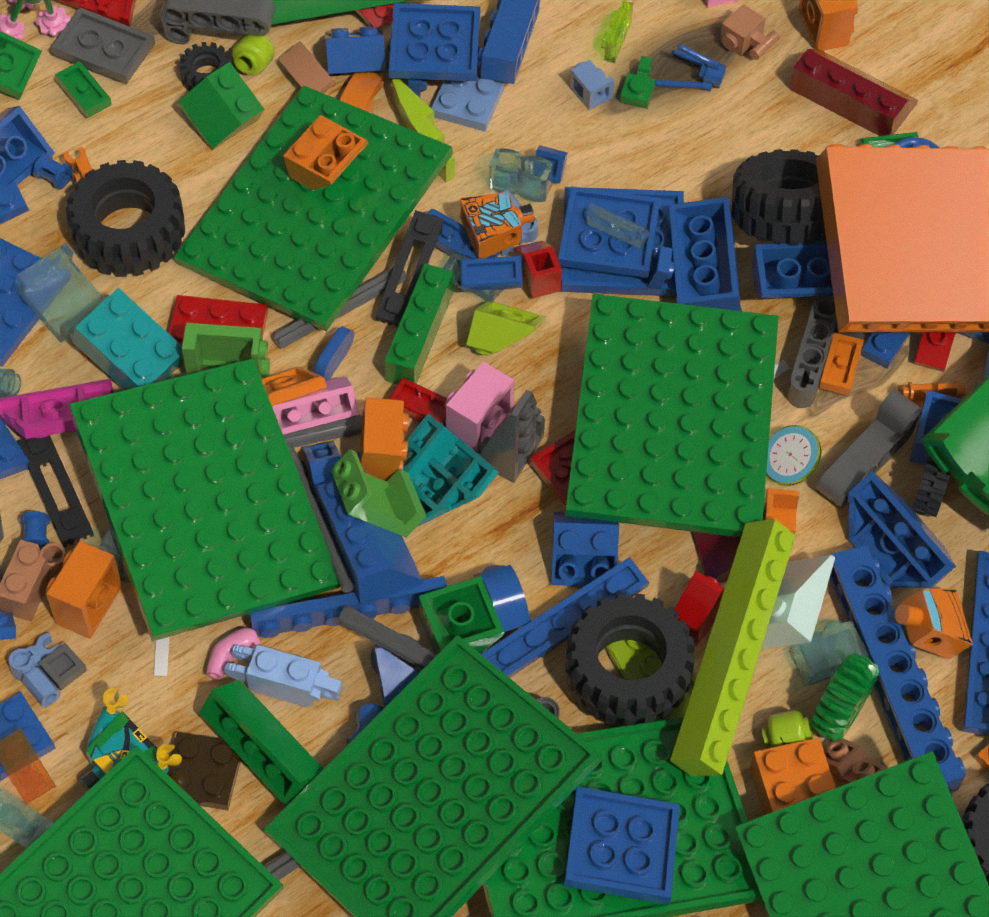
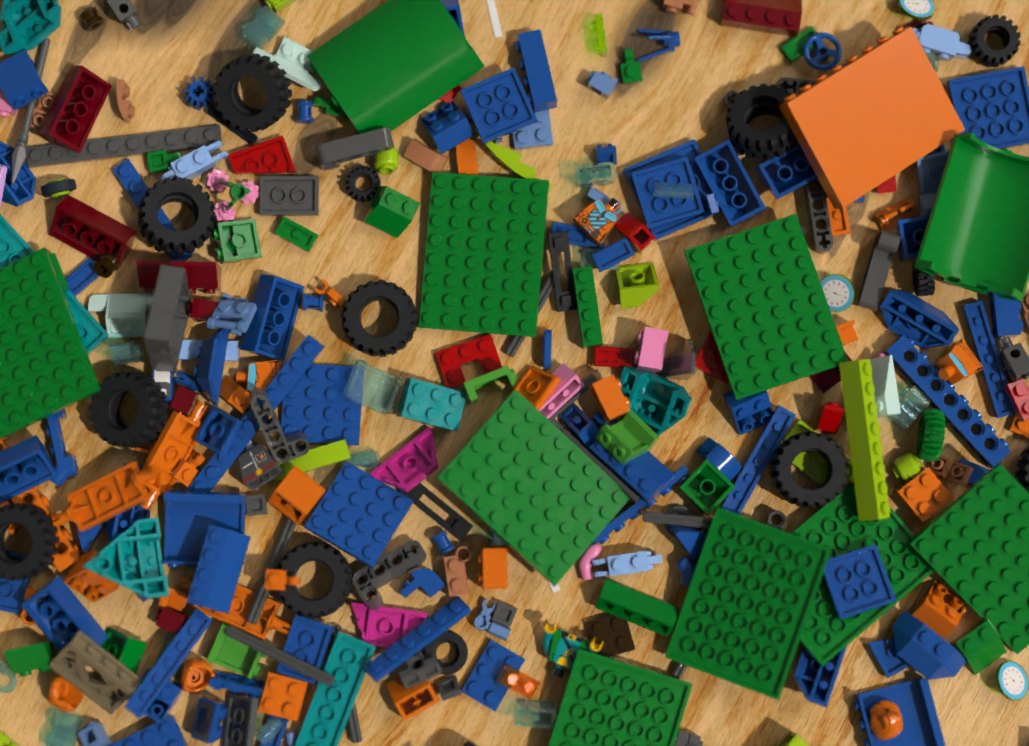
camera: 30 degrees left, 25 degrees up
(322, 153) = (481, 227): orange slope -> none

